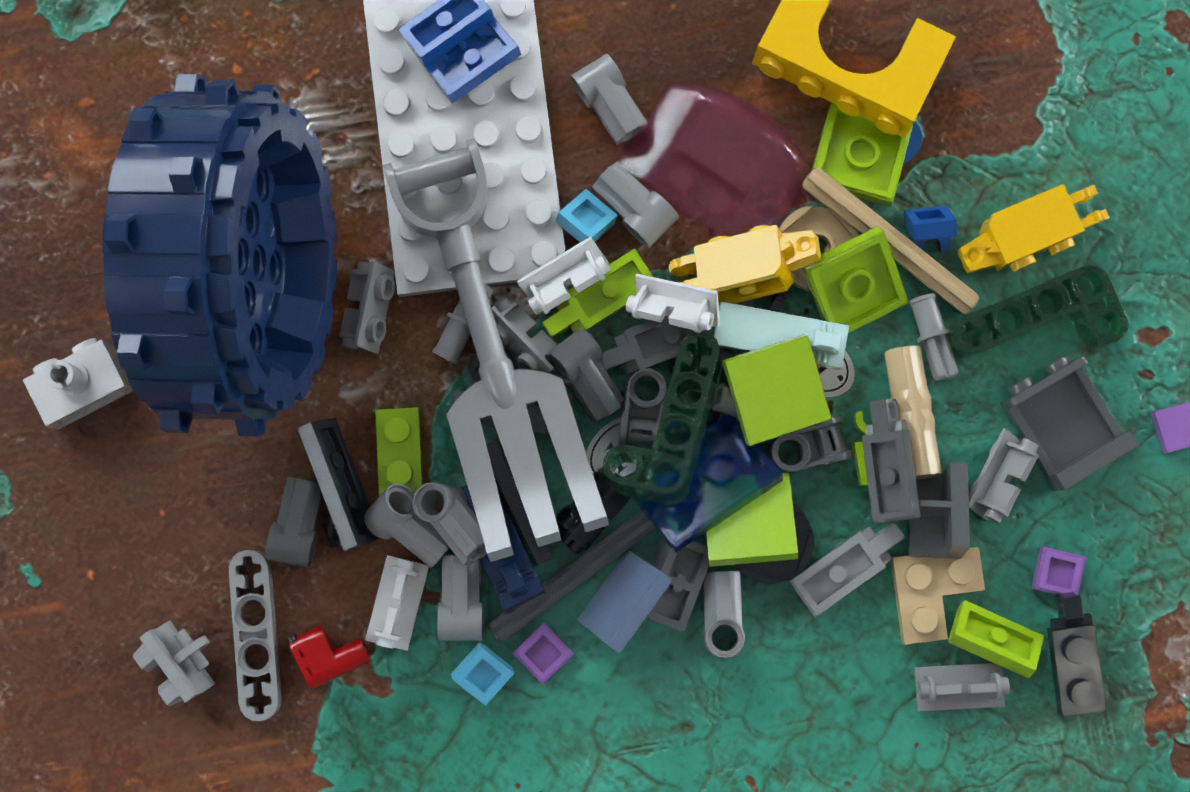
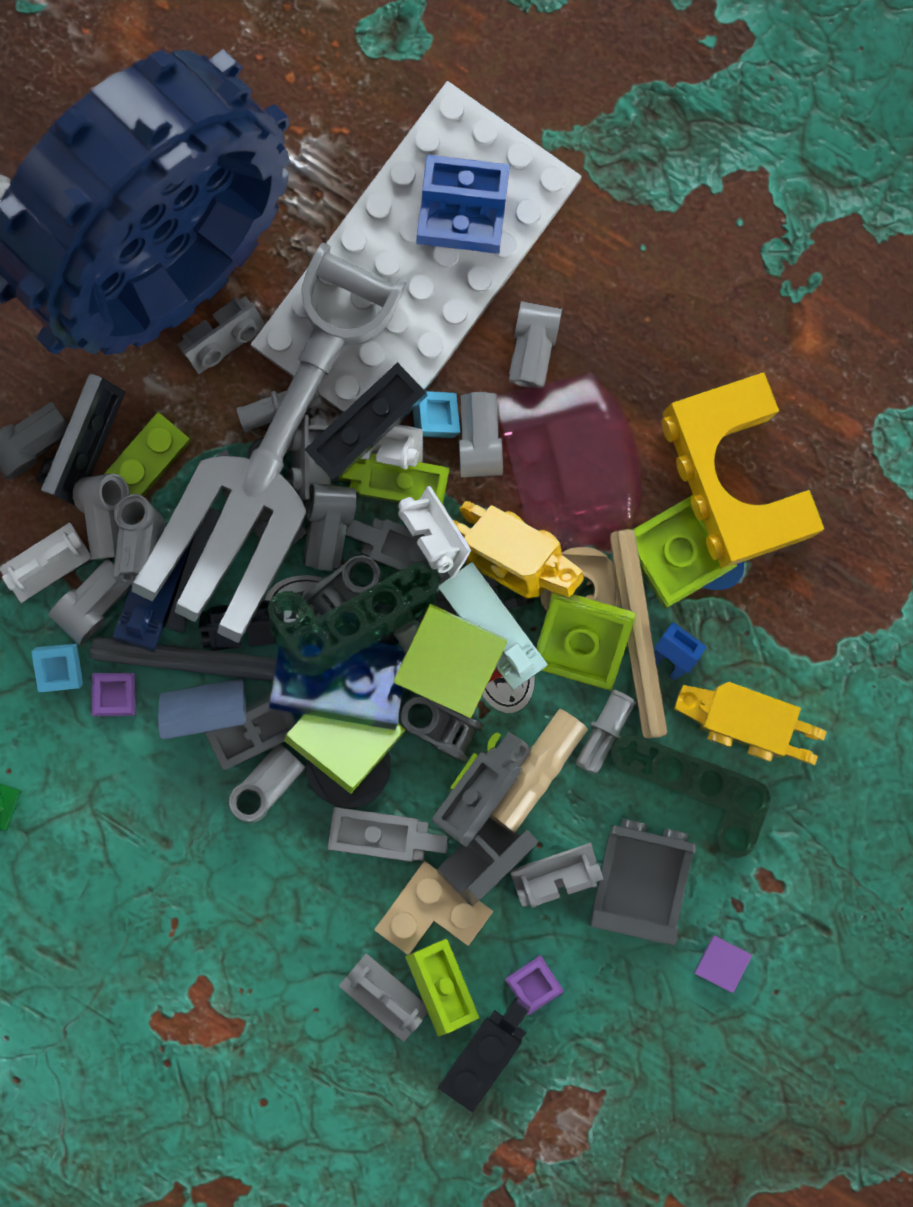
camera: 45 degrees right, 0 degrees up
(544, 269) = (366, 422): none -> black hinge

